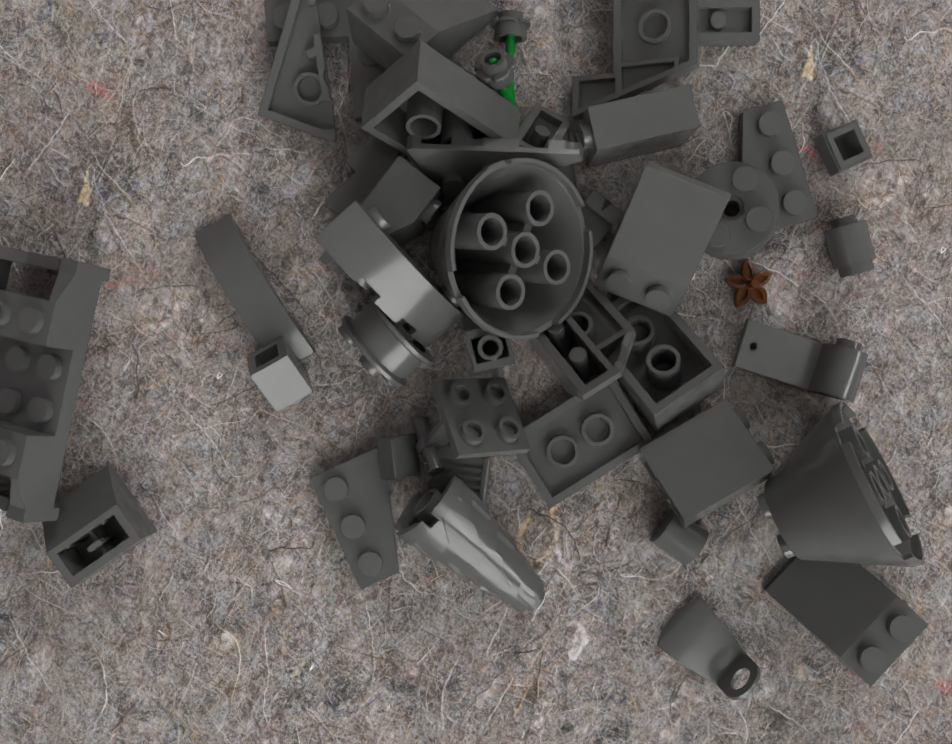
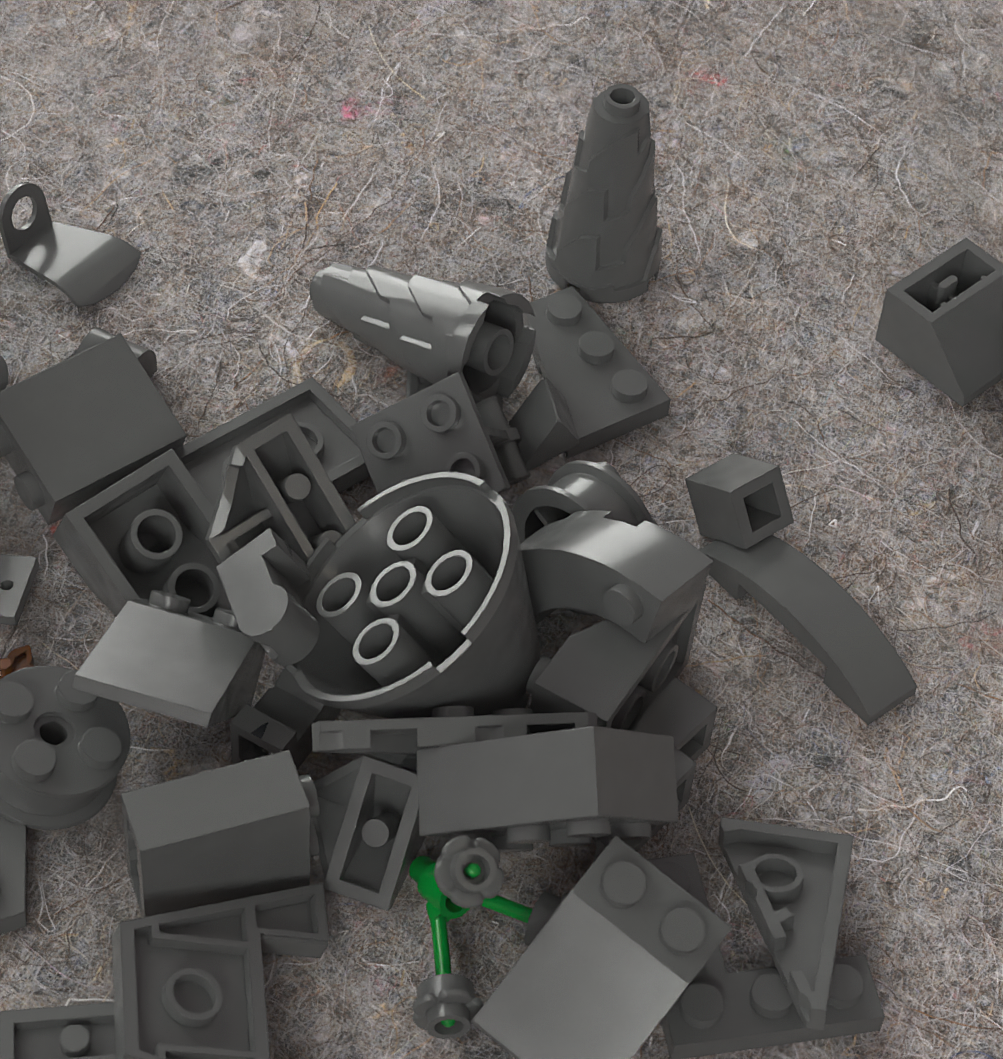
camera: 170 degrees right, 40 degrees down
(329, 634) = (607, 211): none -> dark grey cone
(600, 270) = (265, 600): none -> dark grey leg

